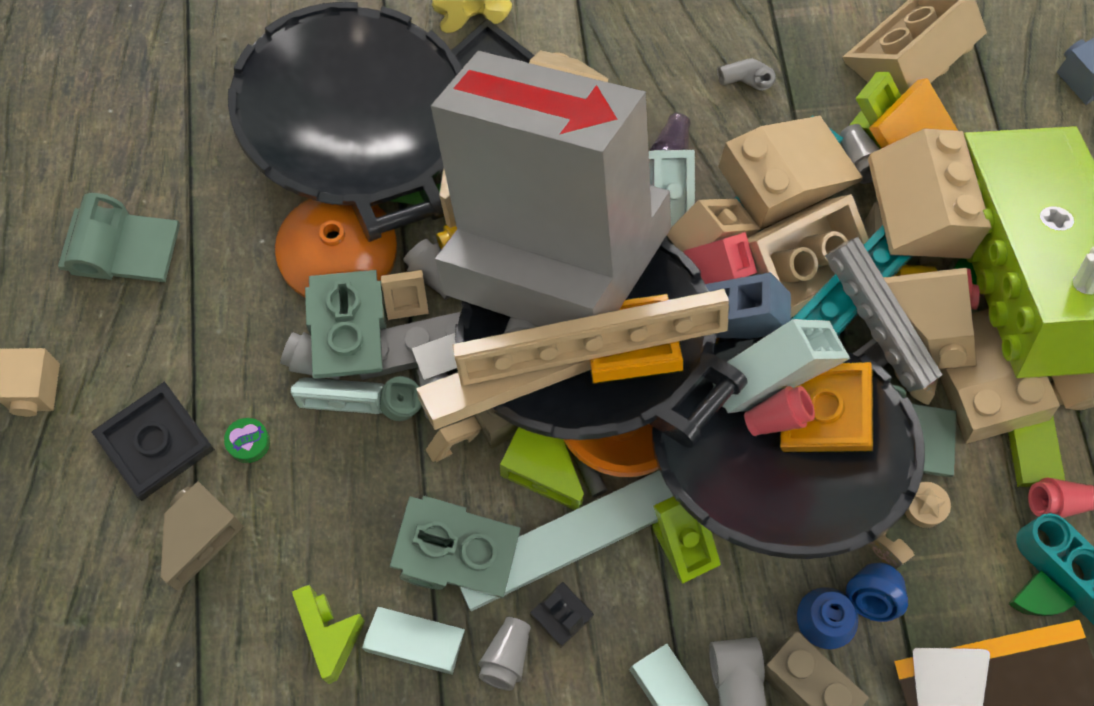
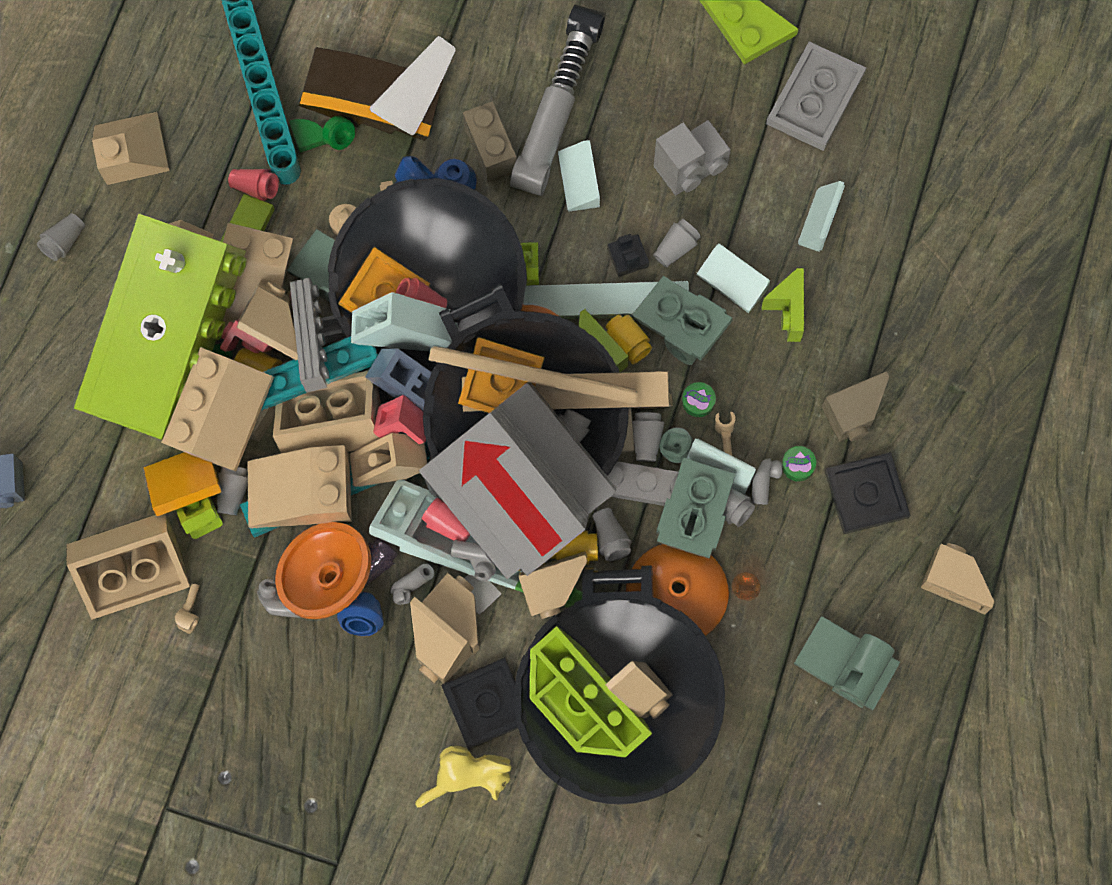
camera: 150 degrees left, 5 degrees up
(255, 272) = (746, 579): none -> clear orange hinge
(284, 402) = (761, 480): none -> light grey arm
(331, 109) = (640, 690): none -> tan slope
(346, 436) = (725, 431): none -> tan hand
(377, 83) = (574, 698): none -> lime wedge
(396, 466) = (698, 399): none -> green tile
(404, 294) = (641, 521): tan plate -> none
(436, 356) = (637, 458): white sticker -> none
(512, 498) = (629, 337): none -> yellow brick
(660, 85) = (362, 616): none -> blue cone
(715, 98) = (314, 561): none -> orange dish
(827, 23) = (184, 618): none -> tan hand
(1006, 611) = (338, 132): none -> green tile

